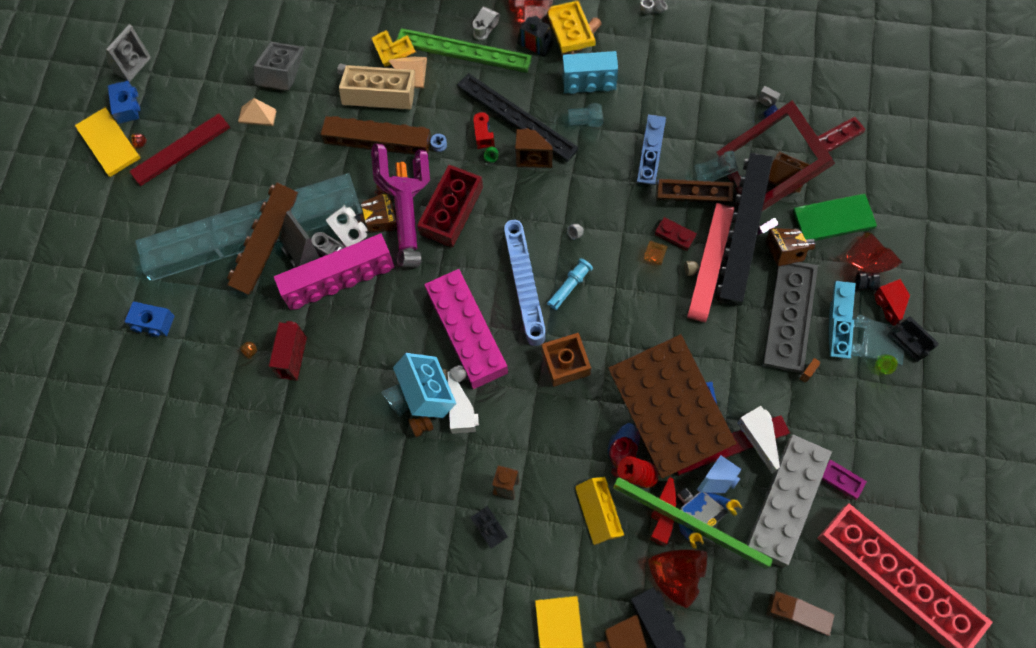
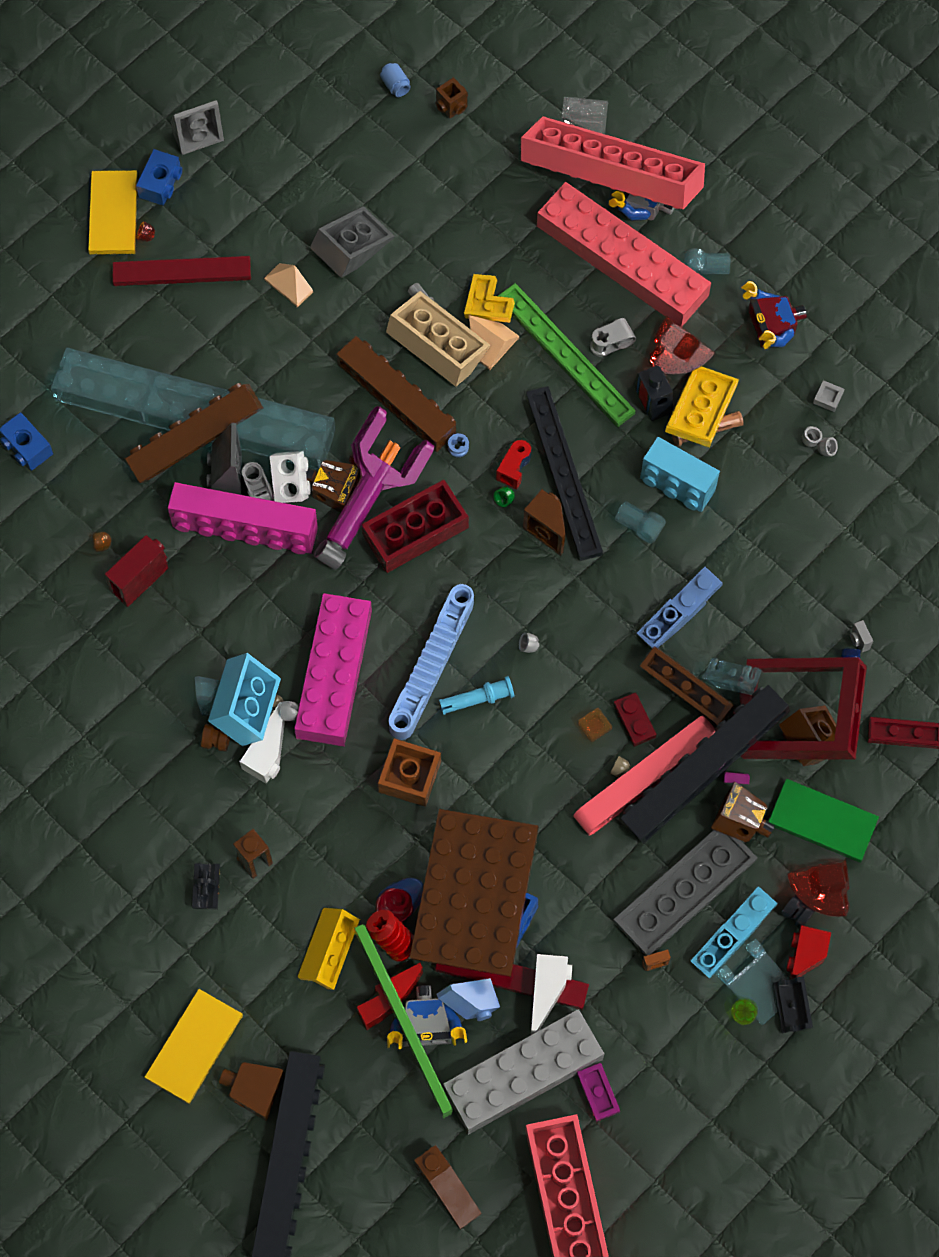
camera: 30 degrees right, 0 degrees up
(679, 574) = (358, 1063): clear red brick -> none

